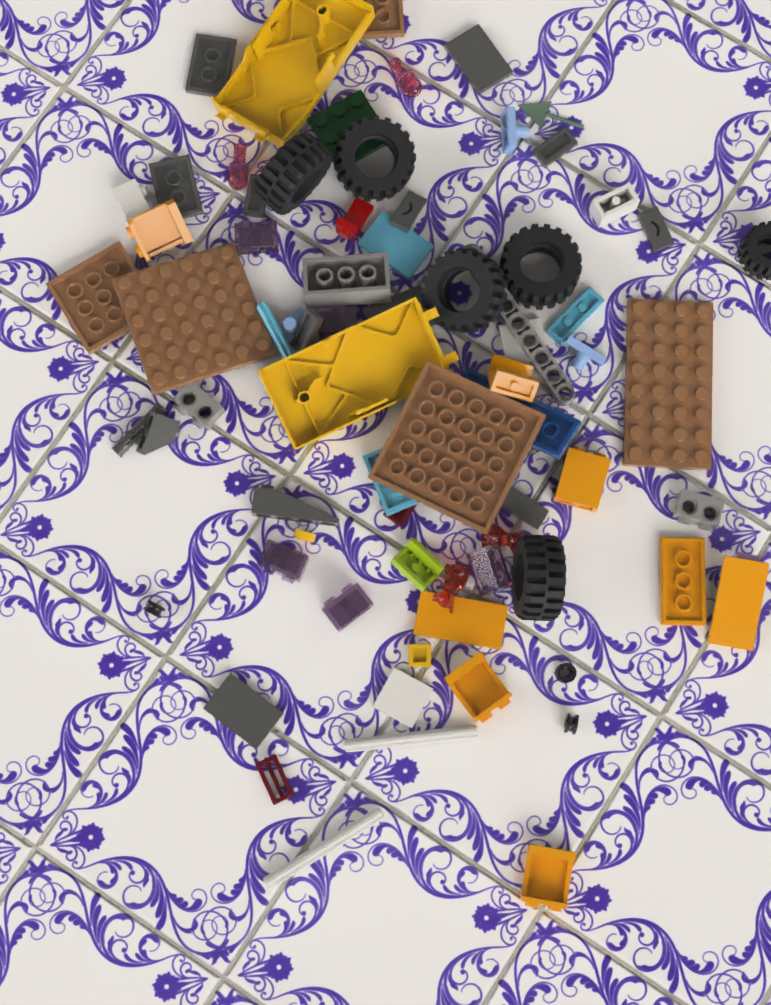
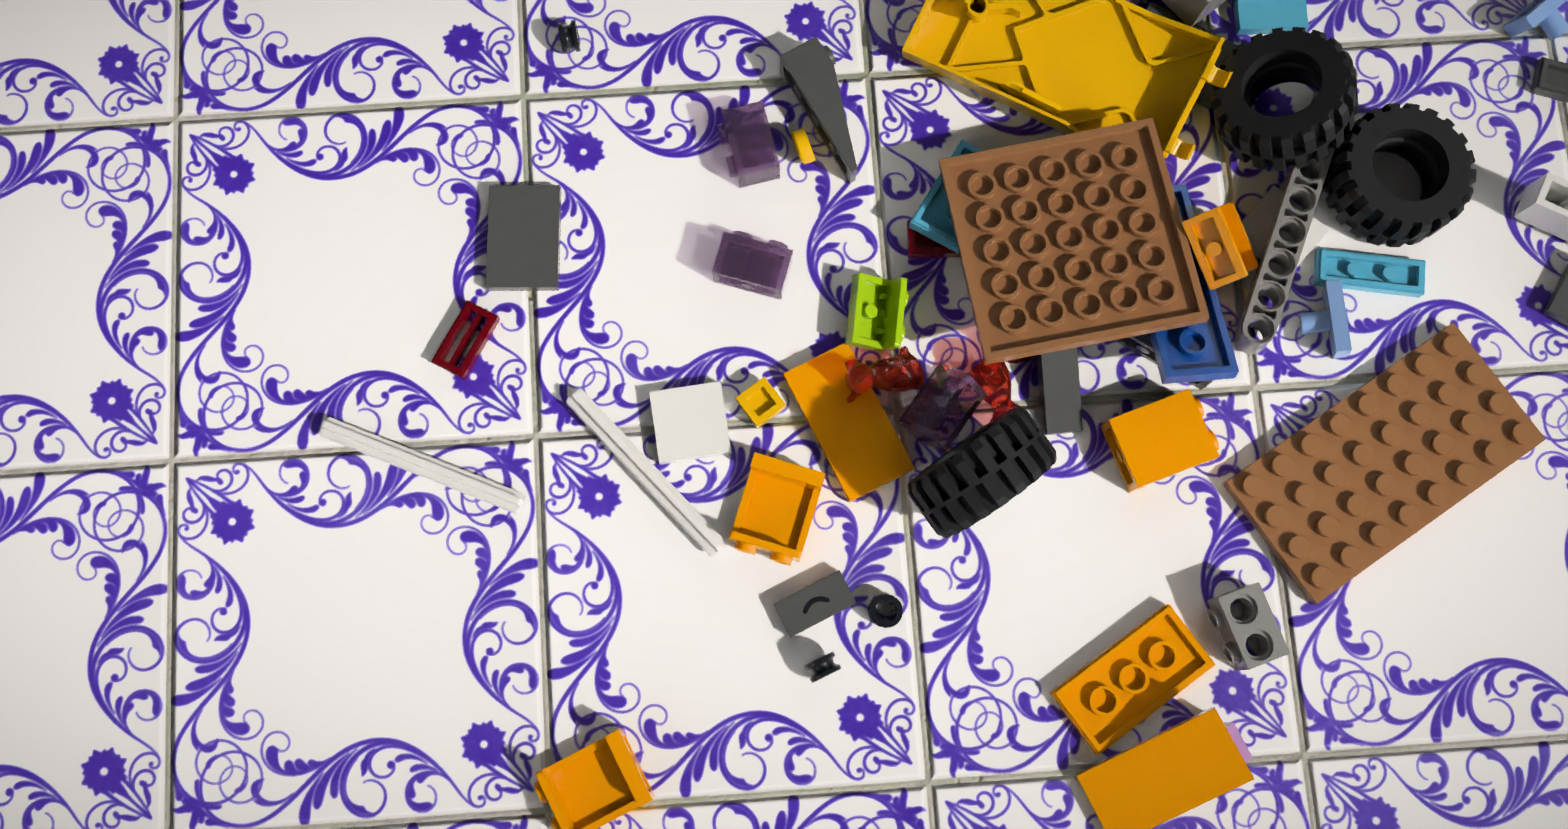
camera: 50 degrees right, 0 degrees up
(537, 704) = (814, 603): none -> dark grey tile

